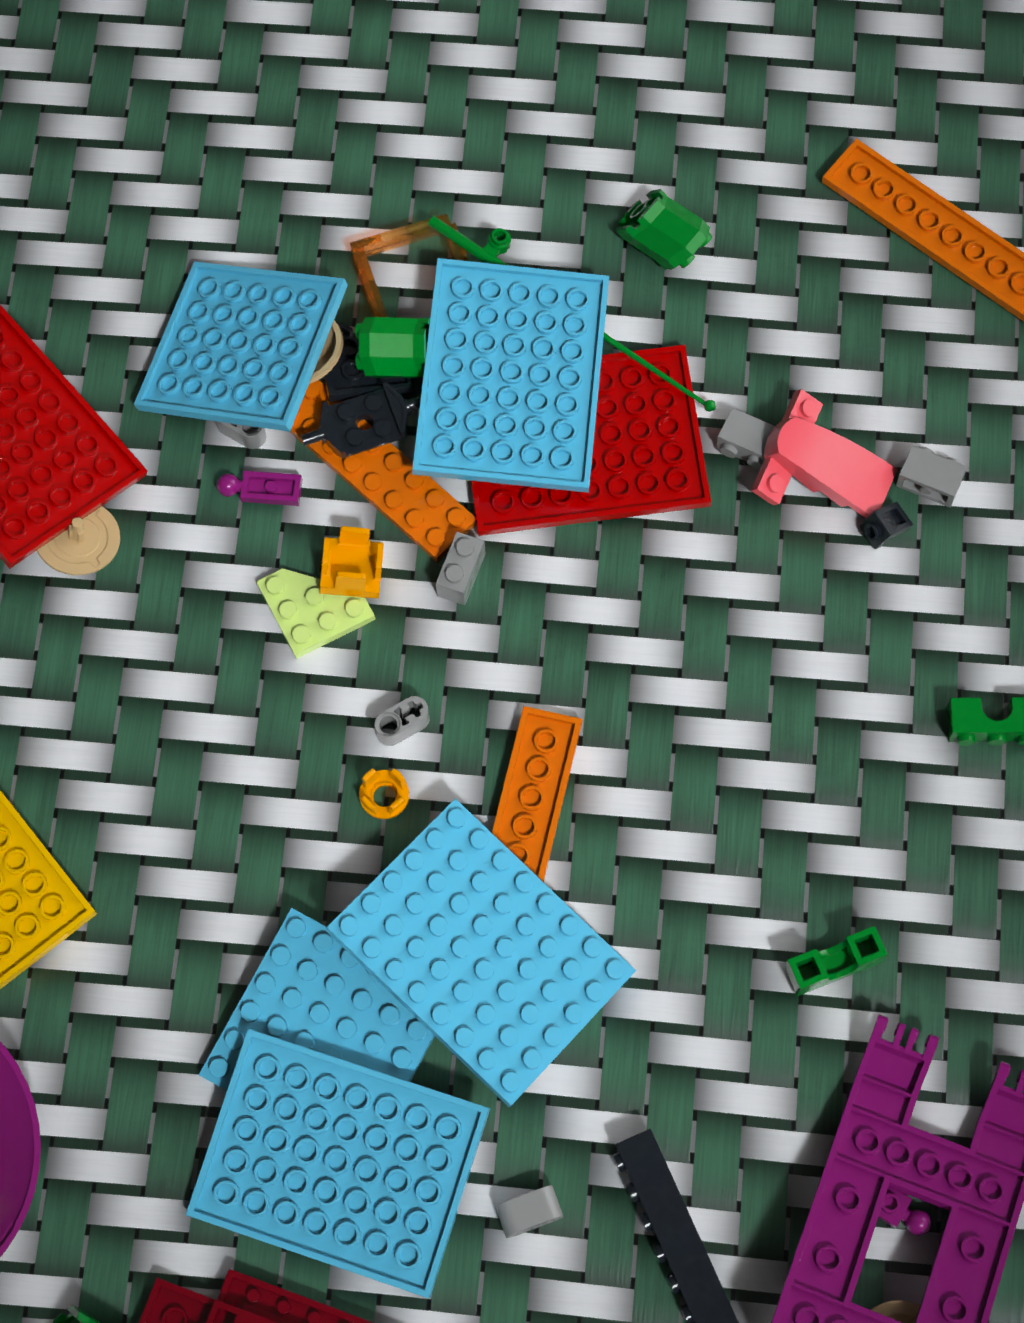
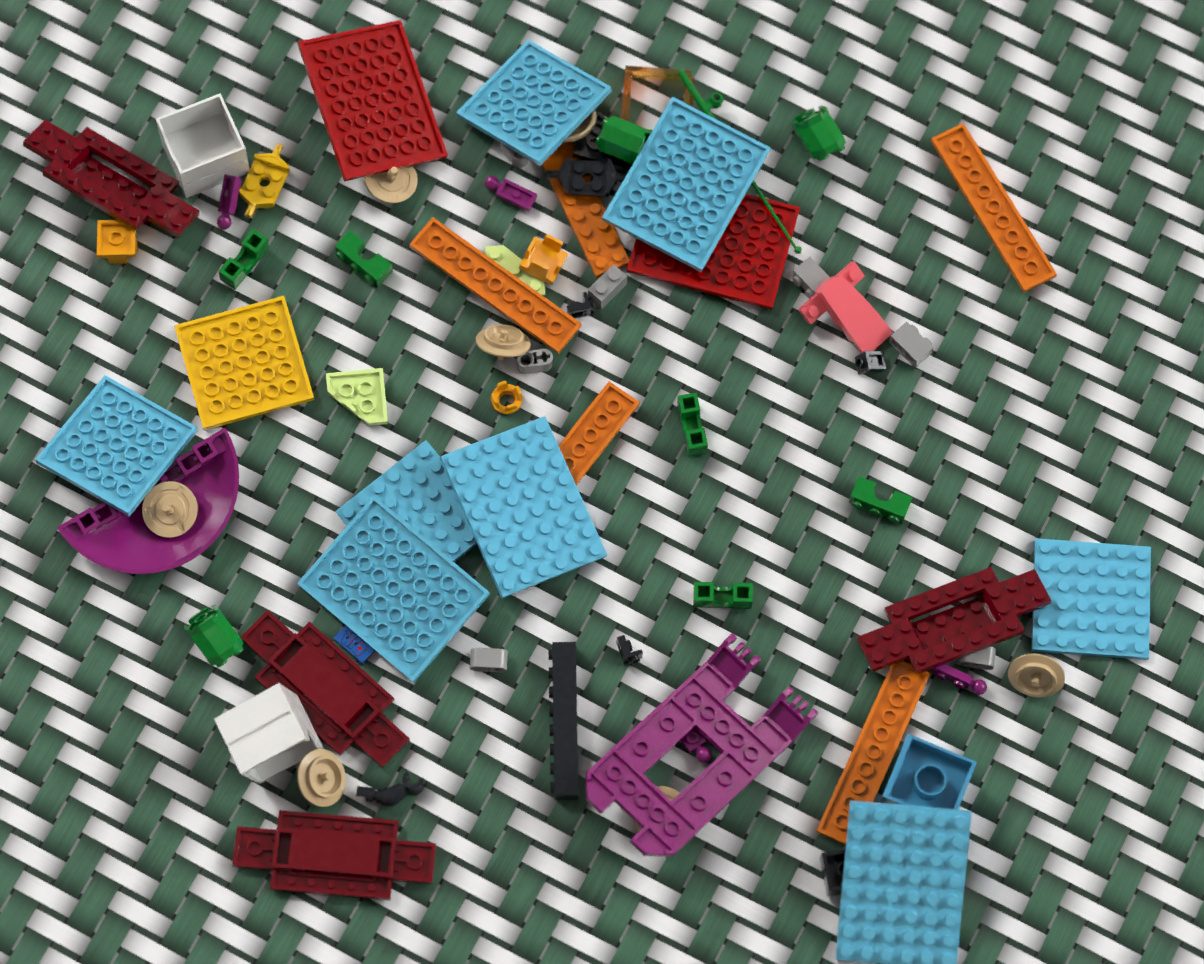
camera: 15 degrees right, 0 degrees up
(107, 682) = (373, 270): none -> green arch
(163, 876) = (360, 393): none -> yellowish green plate
(297, 632) = (495, 285): none -> orange plate
(313, 1275) = (354, 644): none -> blue tile
(344, 711) = (503, 341): none -> tan piece
(434, 618) = (579, 309): none -> black bracket
(664, 709) = (691, 424): none -> green arch
(727, 1107) = (625, 651): none -> black bracket

